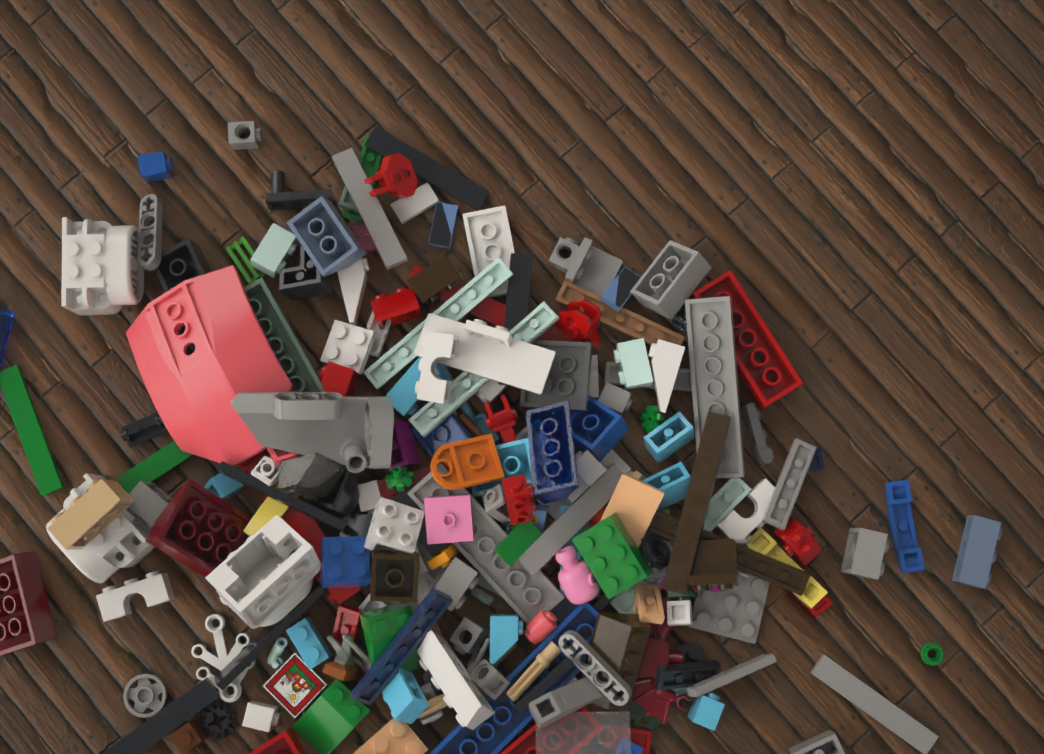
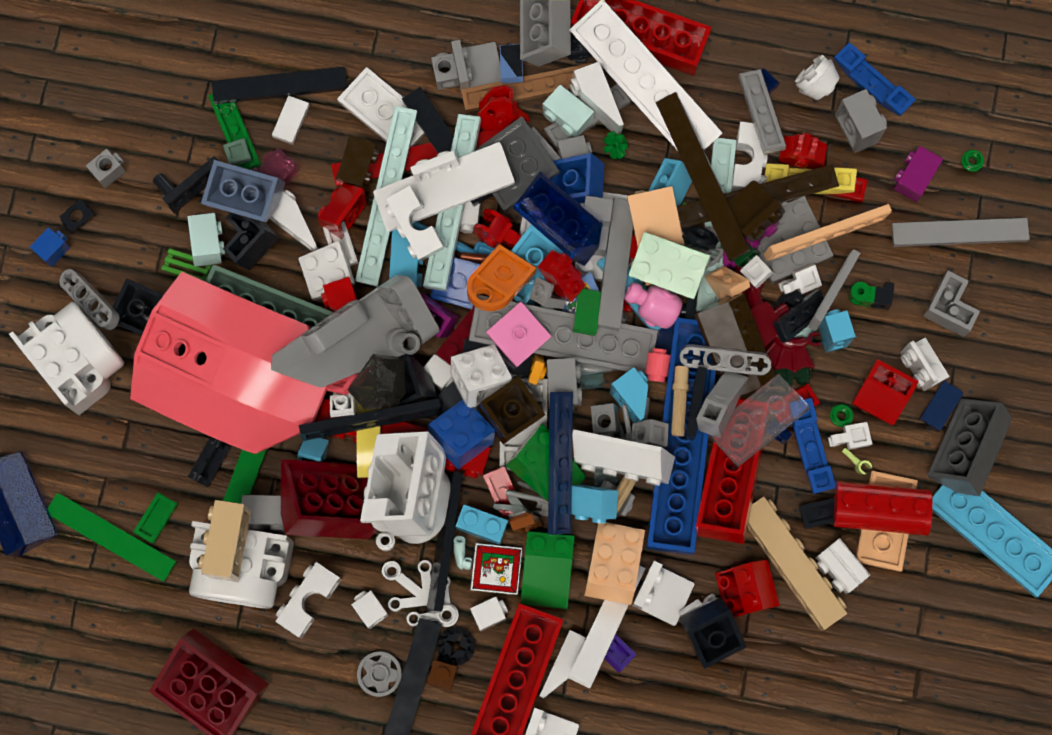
camera: 40 degrees left, 5 degrees down
(74, 441) = (155, 518): none -> green tile
(175, 640) = (369, 609): none -> white brick
(202, 161) = (73, 226): none -> black piece
(369, 209) = (259, 146): light grey tile -> none
(394, 177) = (259, 108): red hinge -> none
(399, 478) = (453, 334): green plant -> none
(443, 225) = (328, 120): black tile -> none
(669, 437) = (640, 147): medium azure brick -> none
(714, 646) = (804, 280): none -> white plate
(756, 434) = (707, 96): dark grey hinge -> none
(759, 702) = (870, 296): none -> leg
(762, 624) = (827, 232): none -> light nougat tile
(857, 491) = (818, 79): none -> white cone
(877, 630) = (917, 174): none -> magenta brick
(977, 551) = (944, 58): sand blue brick -> none

